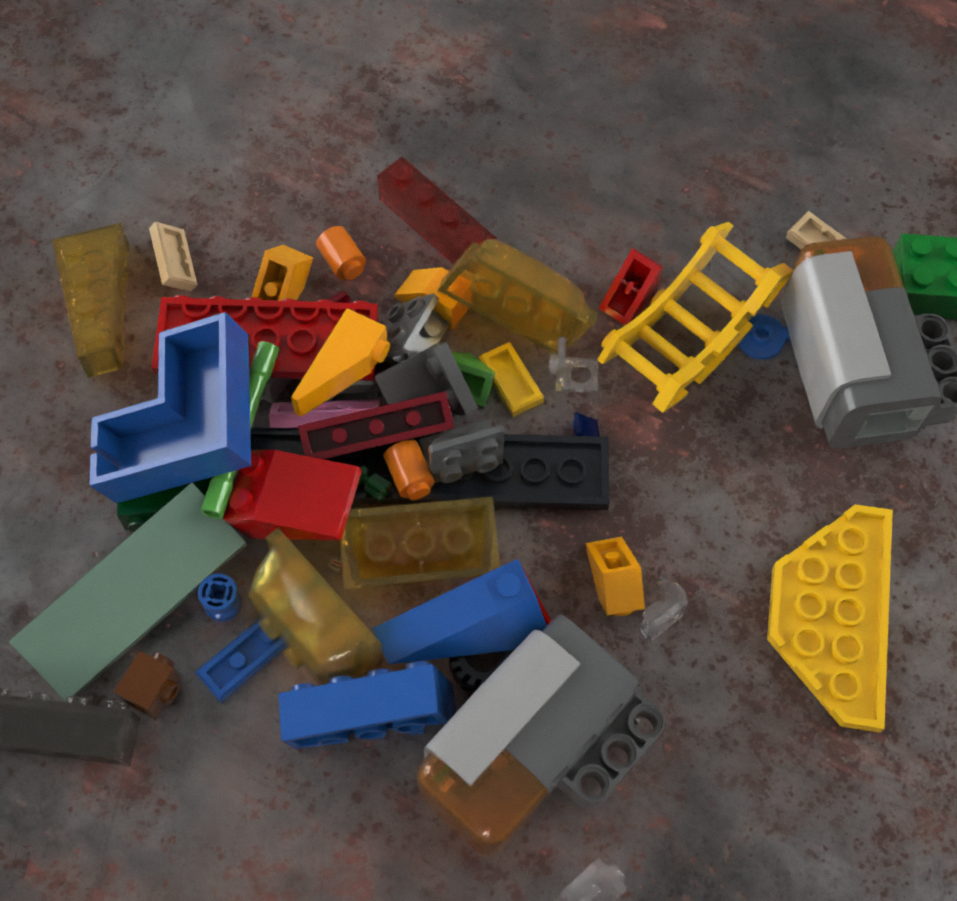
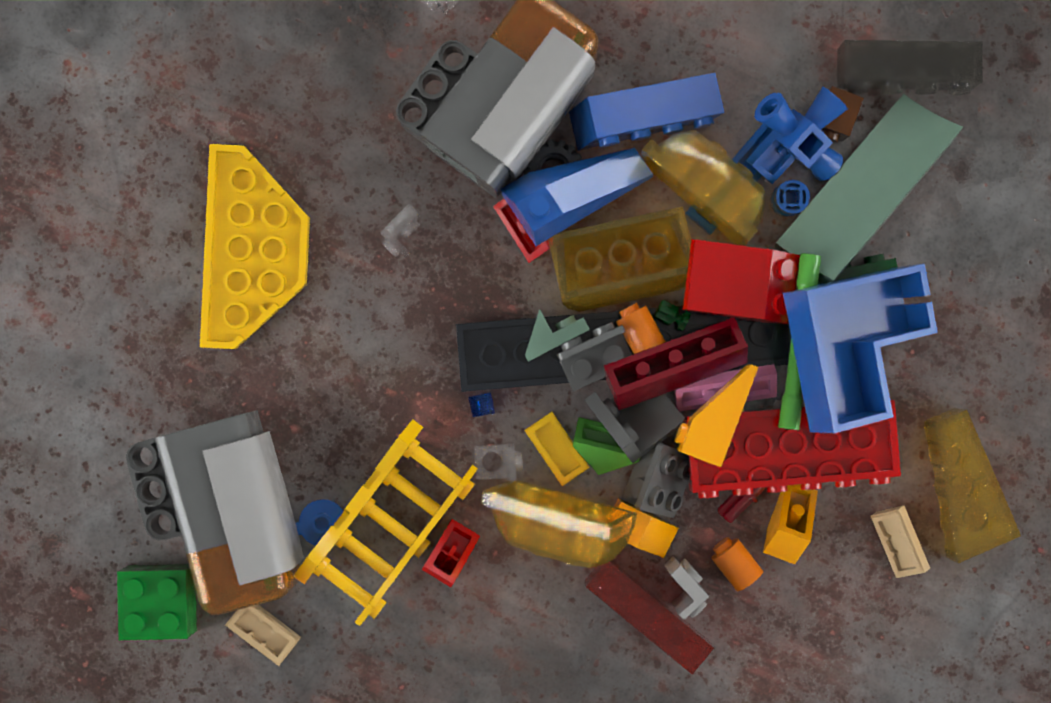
camera: 170 degrees right, 25 degrees up
(199, 653) = (797, 136): none -> blue brick
(396, 231) = (693, 599): none -> light grey bracket
(509, 469) = (544, 340): none -> sand green slope
(616, 576) = (445, 258): light orange slope -> none

